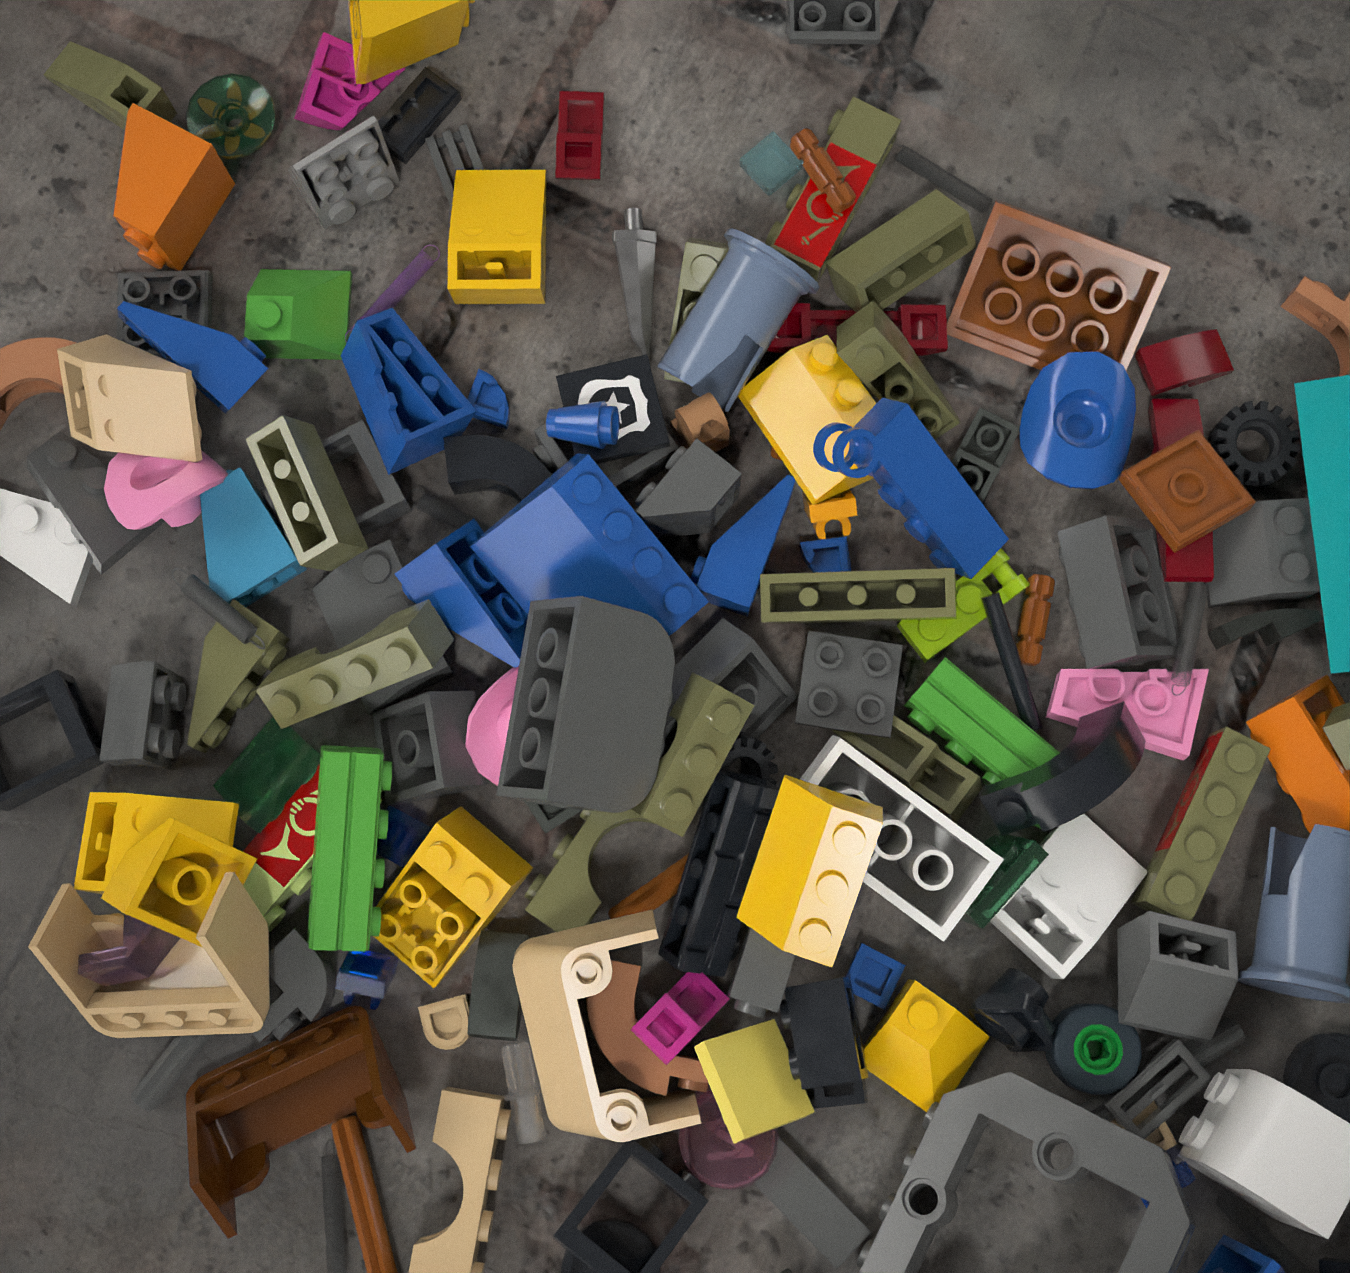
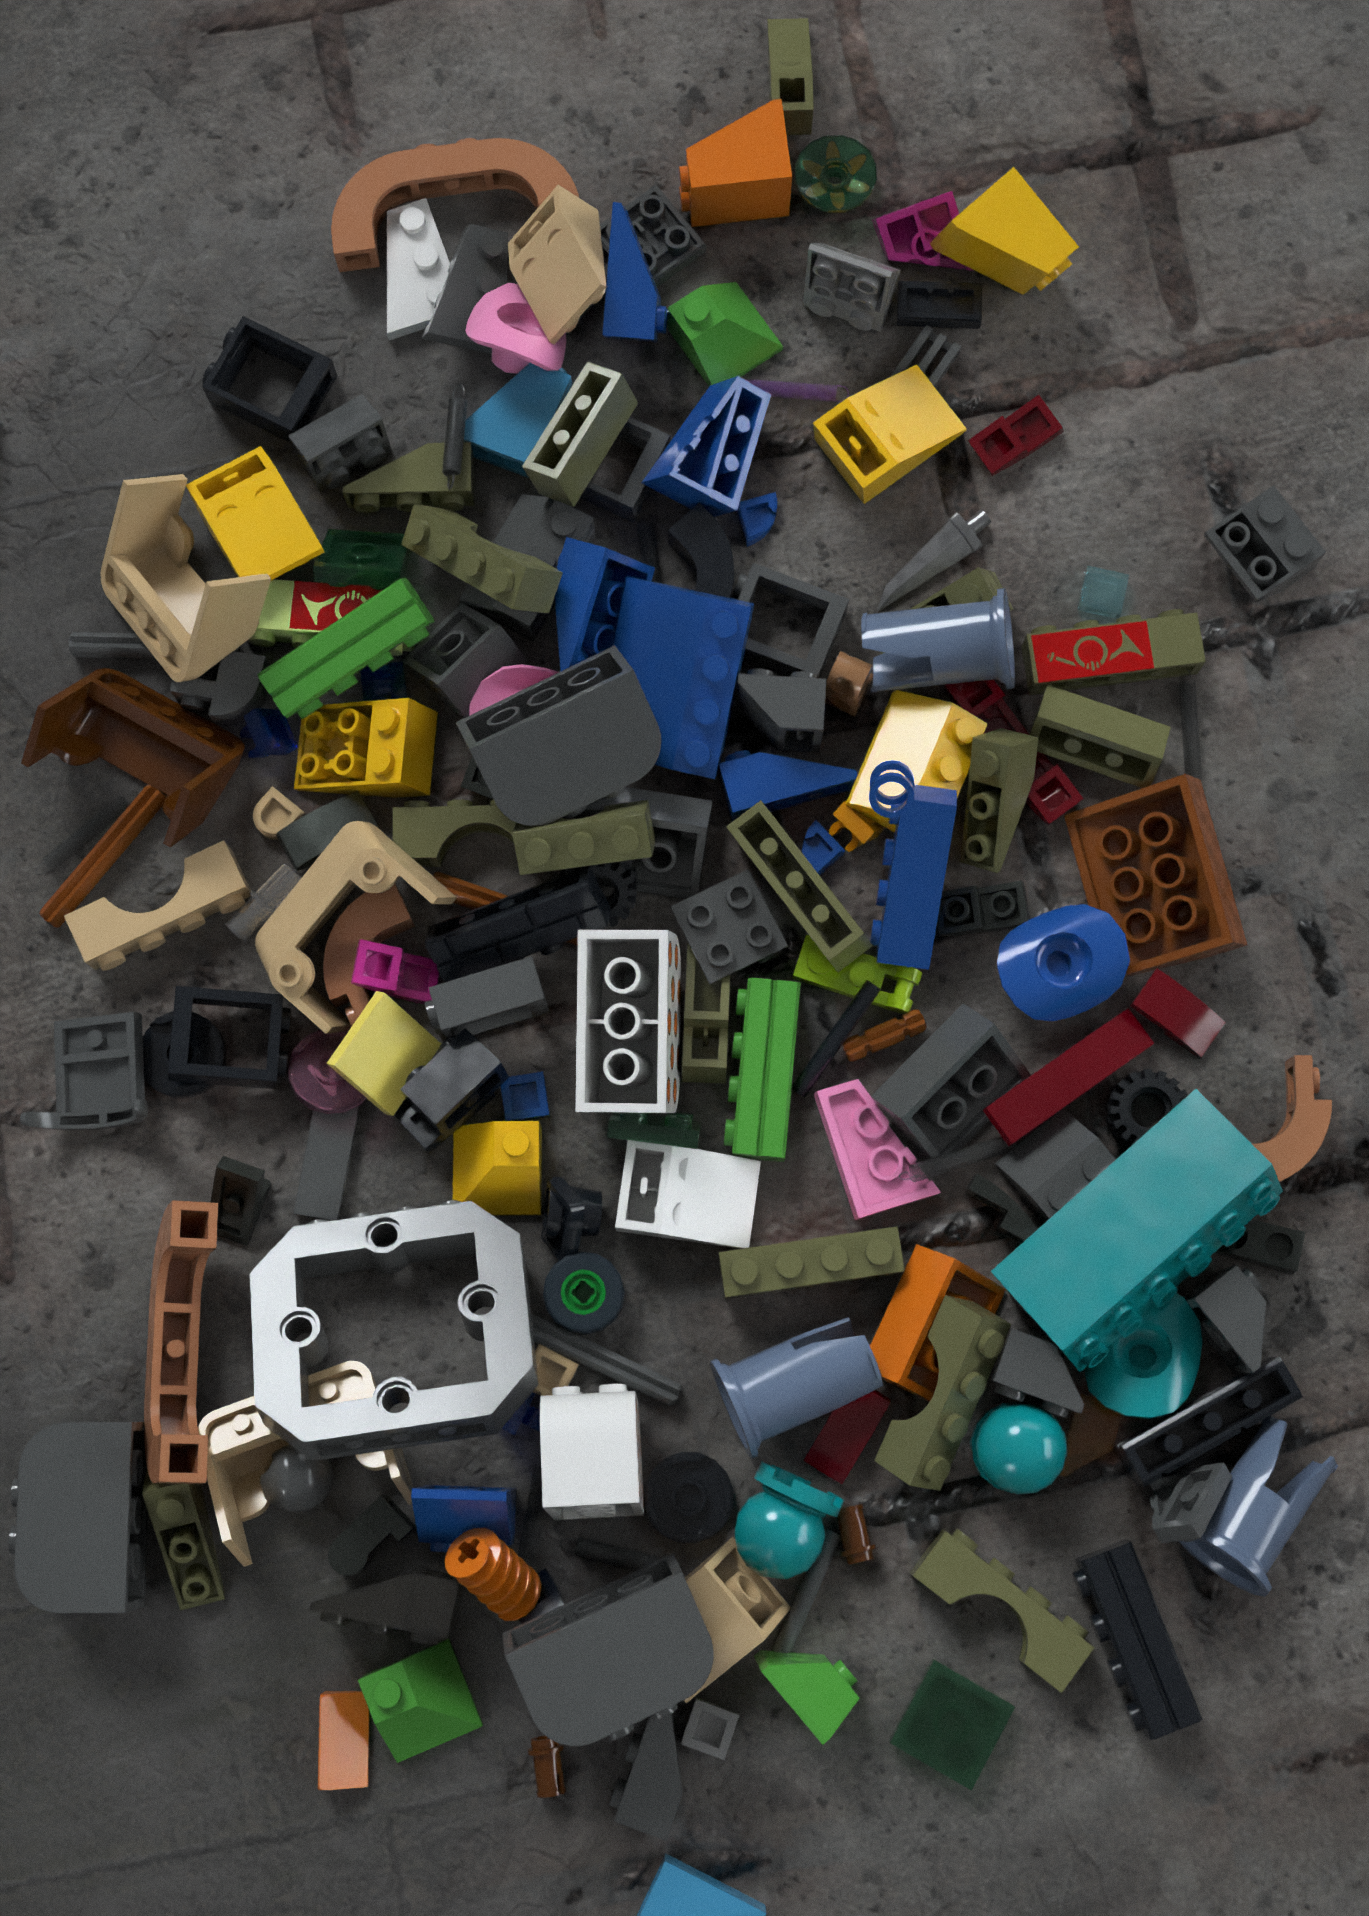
camera: 55 degrees right, 0 degrees up
(137, 959) = (186, 561): slope -> none
(174, 877) = (240, 540): yellow slope -> none
(585, 424) = (779, 593): blue cone -> none
(633, 391) = (808, 607): black tile -> none
(810, 869) = (556, 975): yellow slope -> none
(822, 170) = (1115, 629): dark orange axle -> none
(1075, 780) = (776, 1136): black arch -> none
(1143, 1075) = (546, 1348): dark grey tile -> none
(1175, 975) = (678, 1313): dark grey slope -> none
(1186, 490) = (1064, 1075): dark orange tile -> none

